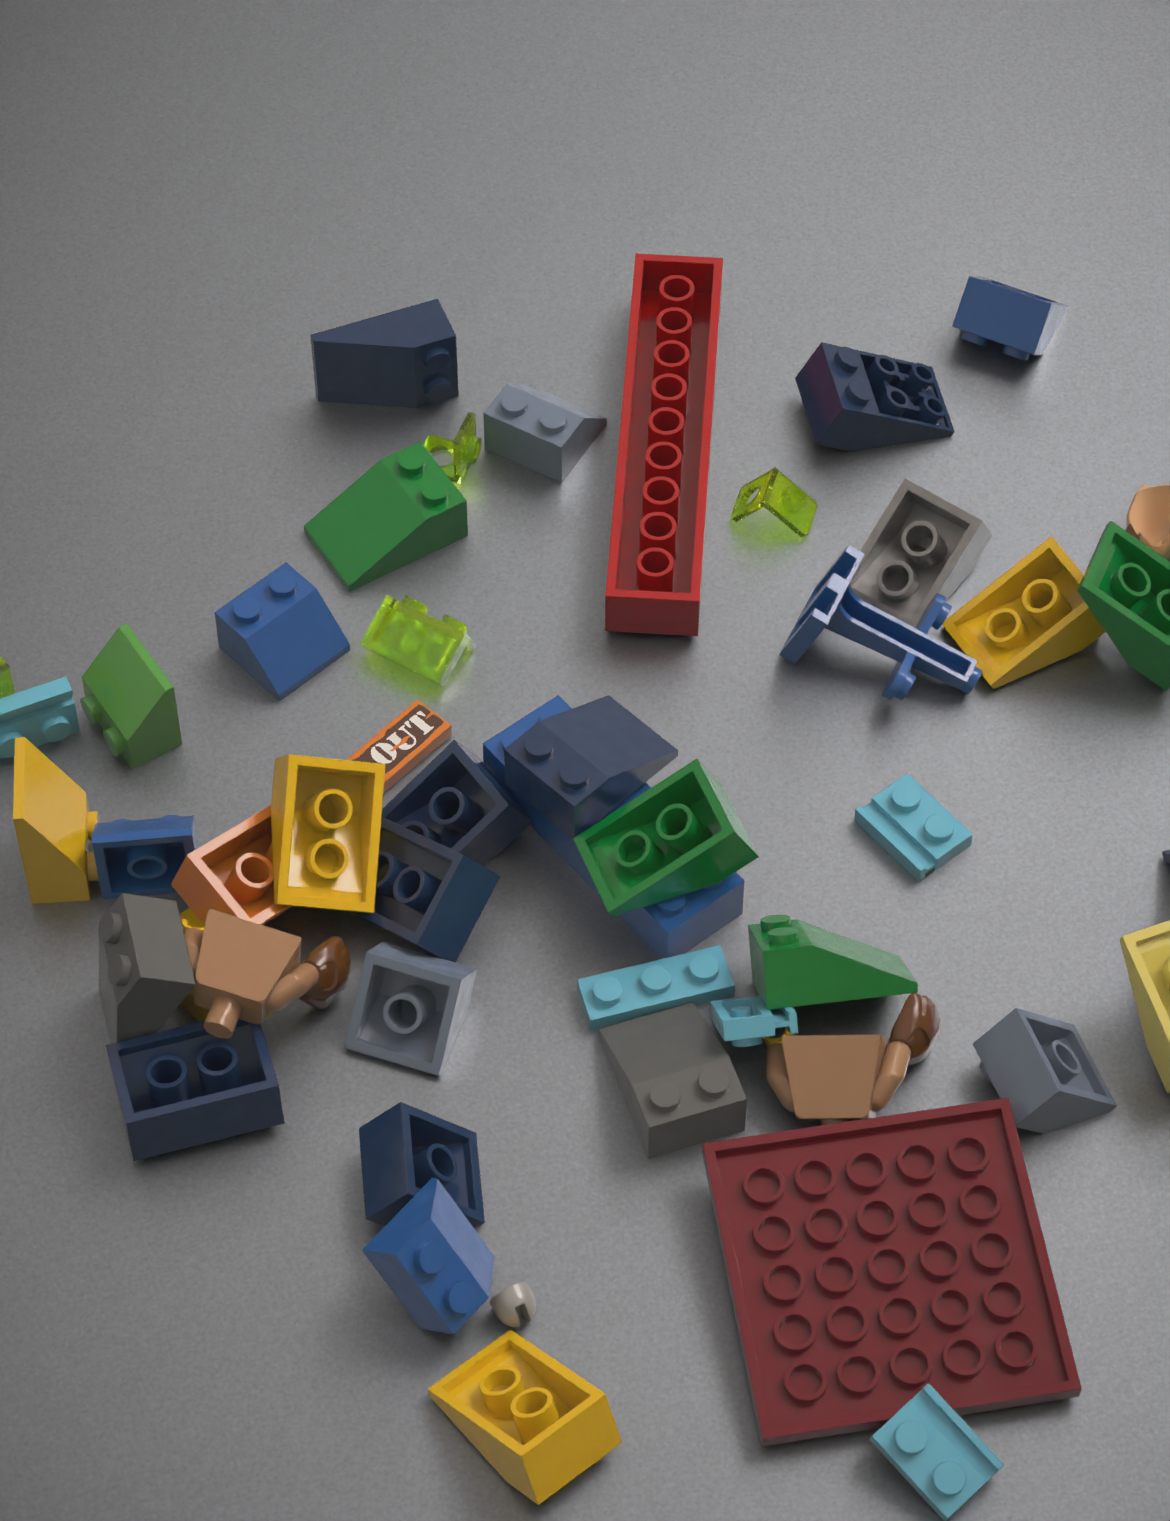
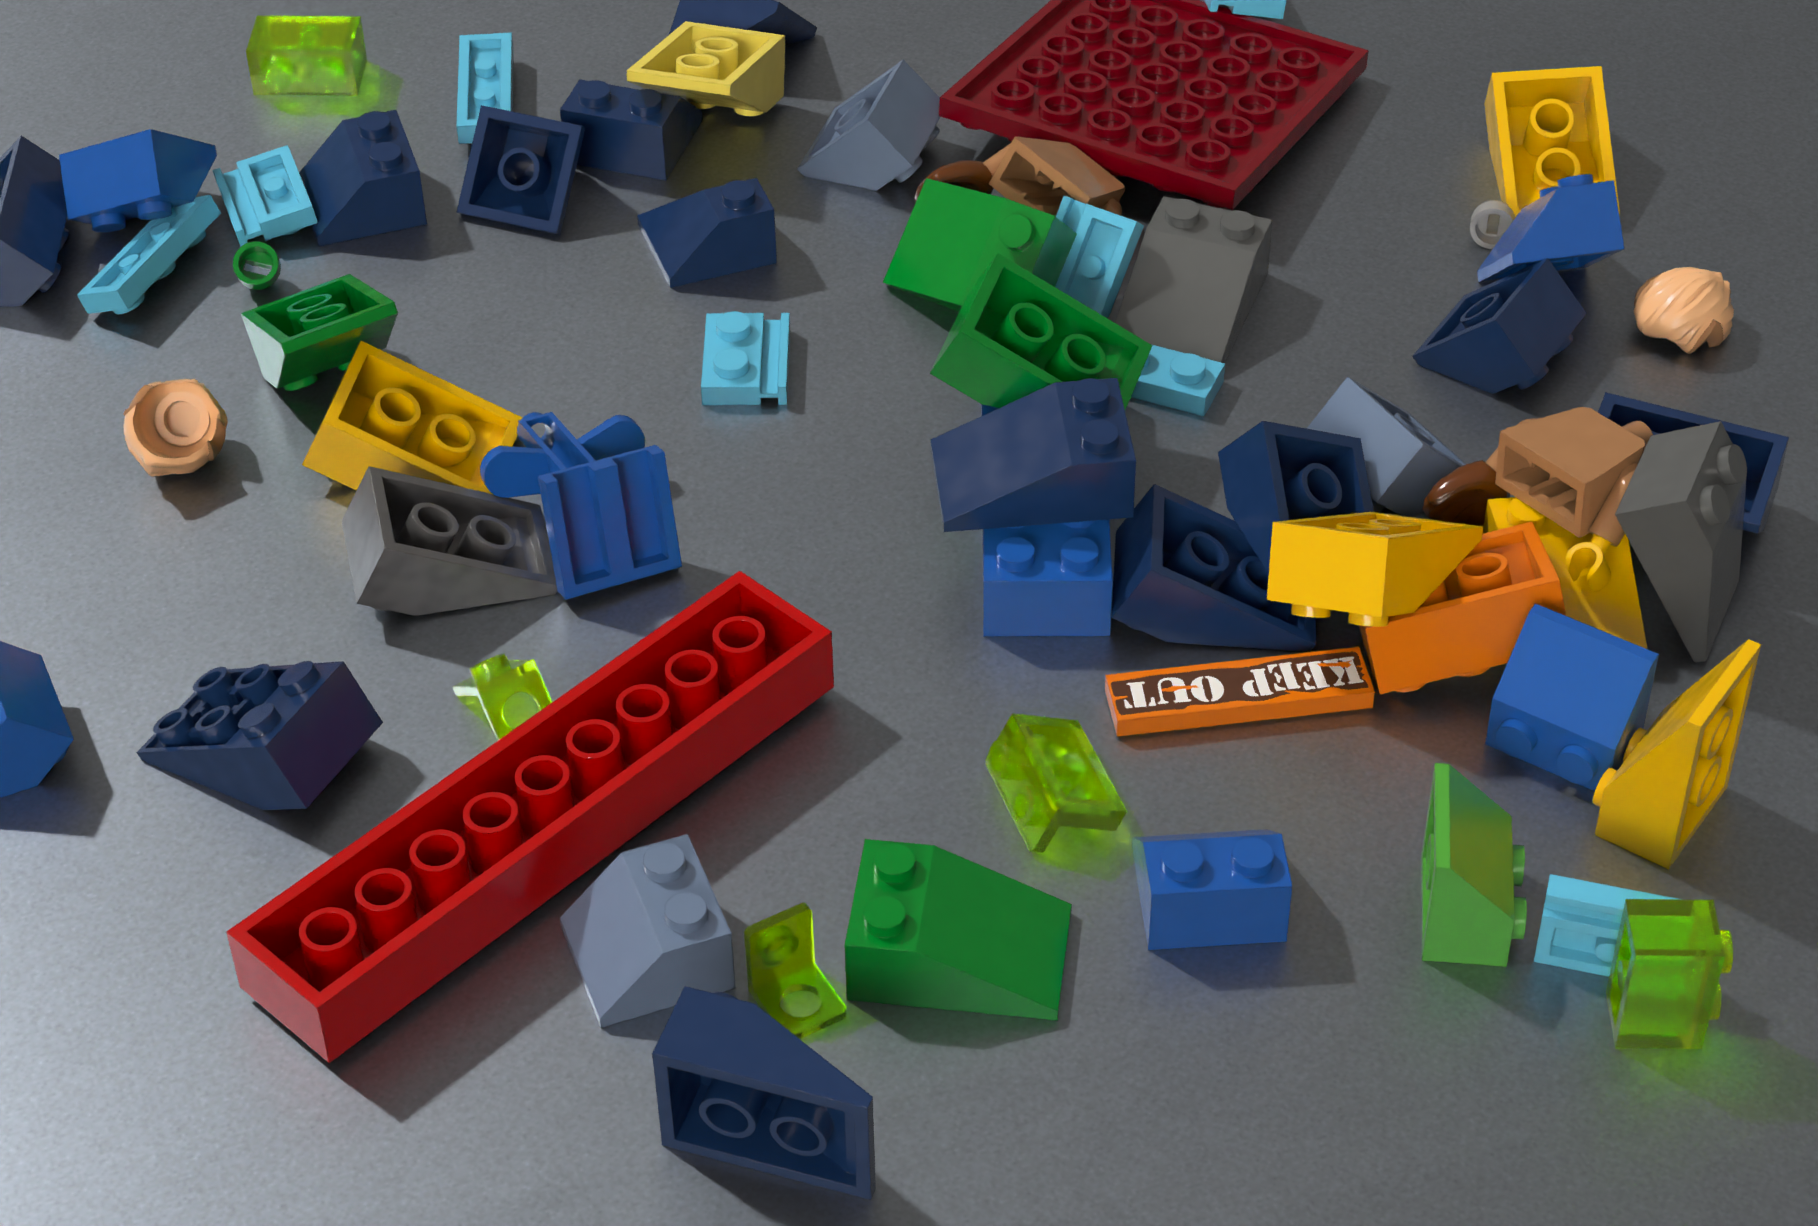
camera: 140 degrees left, 10 degrees down
(304, 1297) = (1685, 308): none -> light nougat hair
(1057, 916) = (712, 233): none -> dark blue slope

